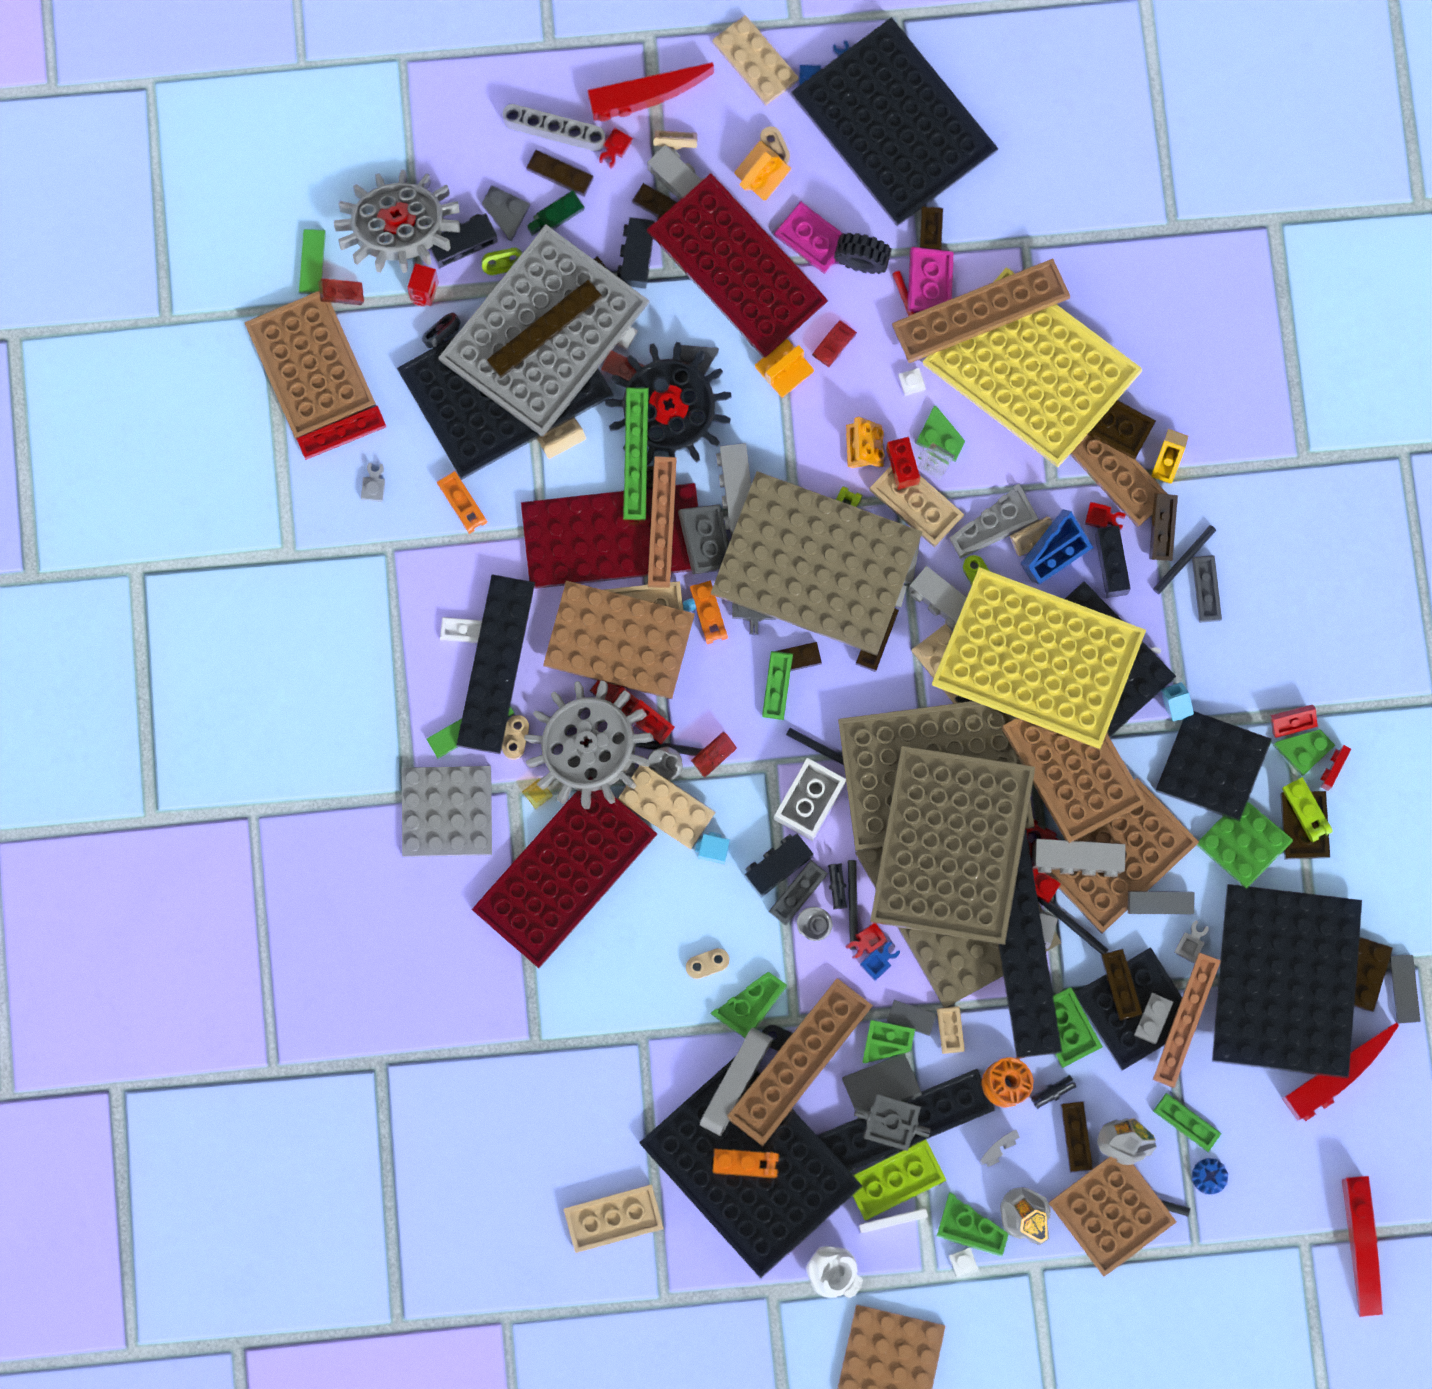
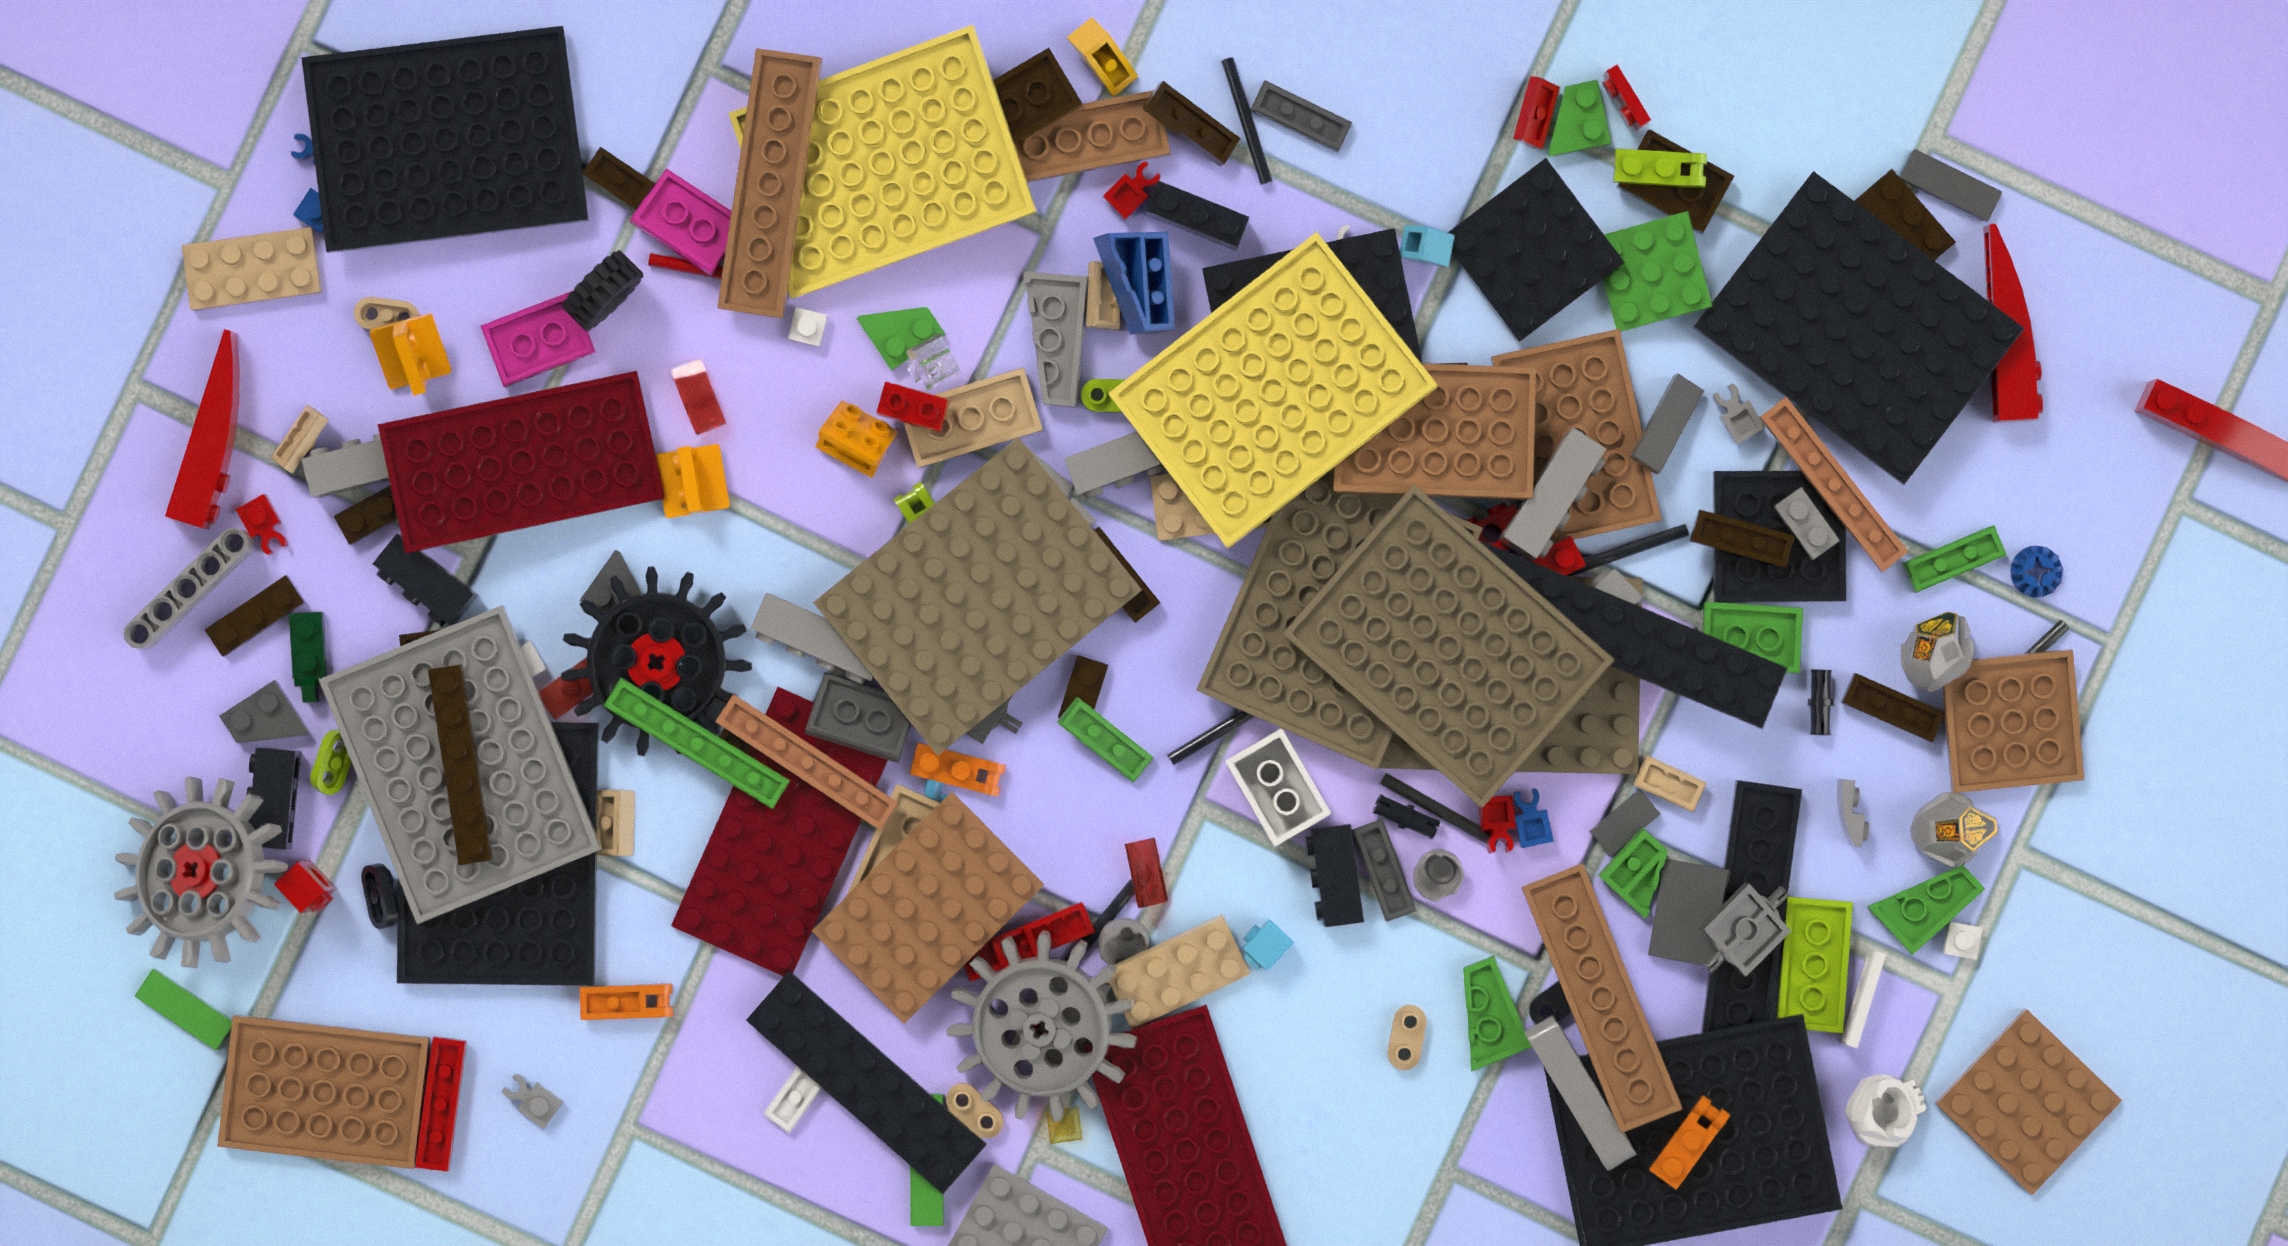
camera: 60 degrees left, 10 degrees up
(341, 291) = (250, 997): clear red plate -> none
(996, 1088) = (1767, 769): orange wheel -> none

